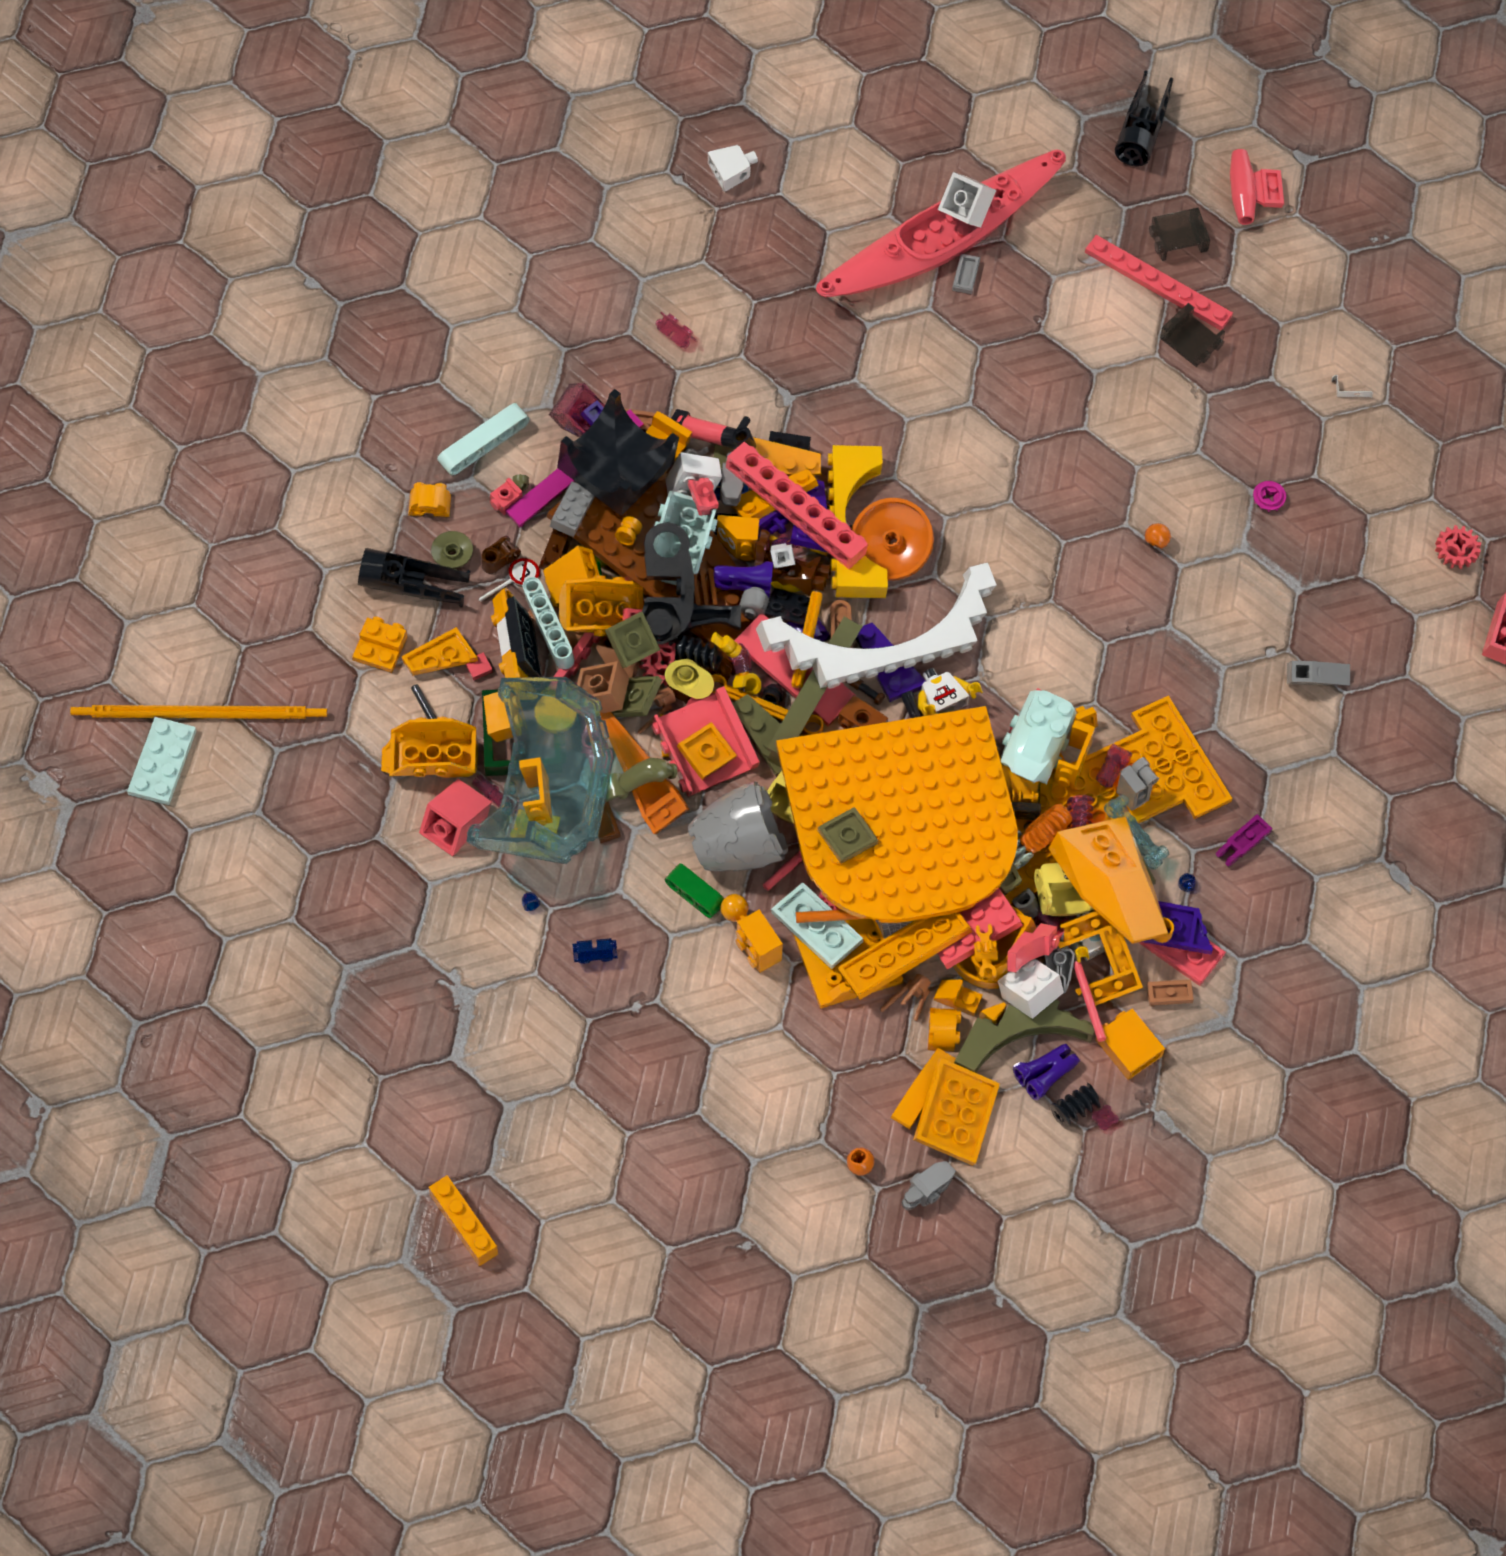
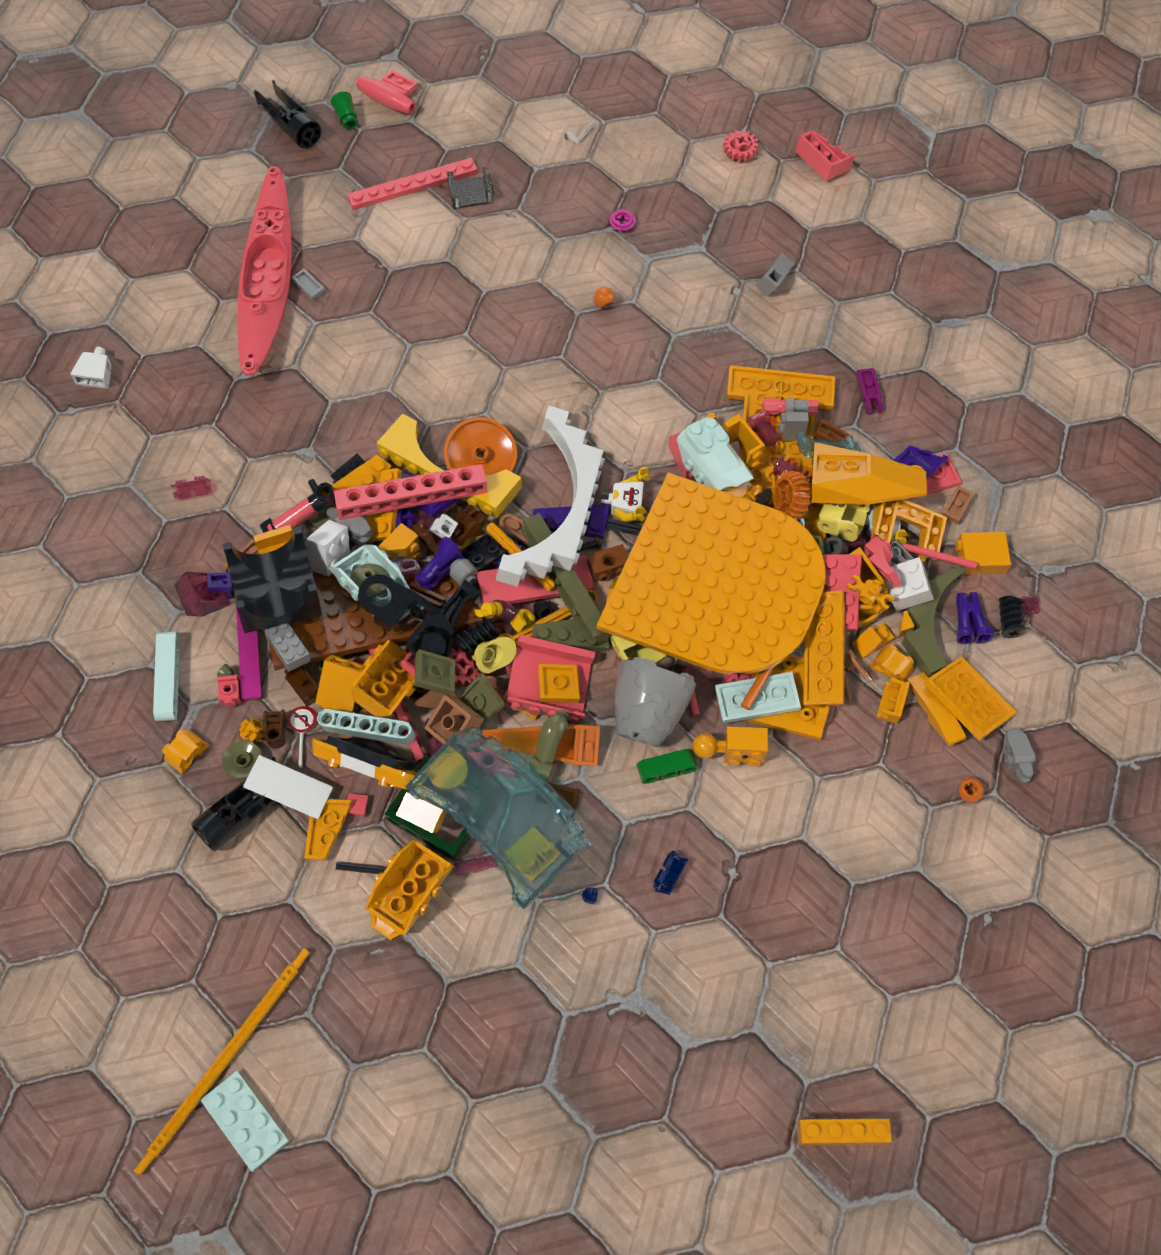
camera: 55 degrees left, 0 degrees up
(380, 644) = (279, 868): light orange plate -> none
(451, 600) = (288, 787): none -> white sticker
(452, 814) = (477, 906): coral slope -> none
(482, 538) = (251, 730): none -> light orange gear
(536, 776) = (495, 817): light orange panel -> none
(629, 529) = (337, 618): light orange wheel -> none
(694, 531) = (365, 570): none -> olive dish
(703, 495) = (353, 545): coral hips -> none
(721, 552) = (409, 567): none -> clear pink slope
(847, 835) = (715, 624): olive tile -> none
(905, 1048) = (893, 700): none -> light orange hinge
(966, 199) = (261, 239): white brick -> none
(1159, 831) = (823, 434): none -> dark orange tile
(1167, 788) = (777, 406): none -> coral axle
(1179, 231) = (387, 148): clear smoke panel -> none
(1188, 885) = (877, 447): clear blue hinge -> none
(1193, 164) = (345, 110): none -> green plant

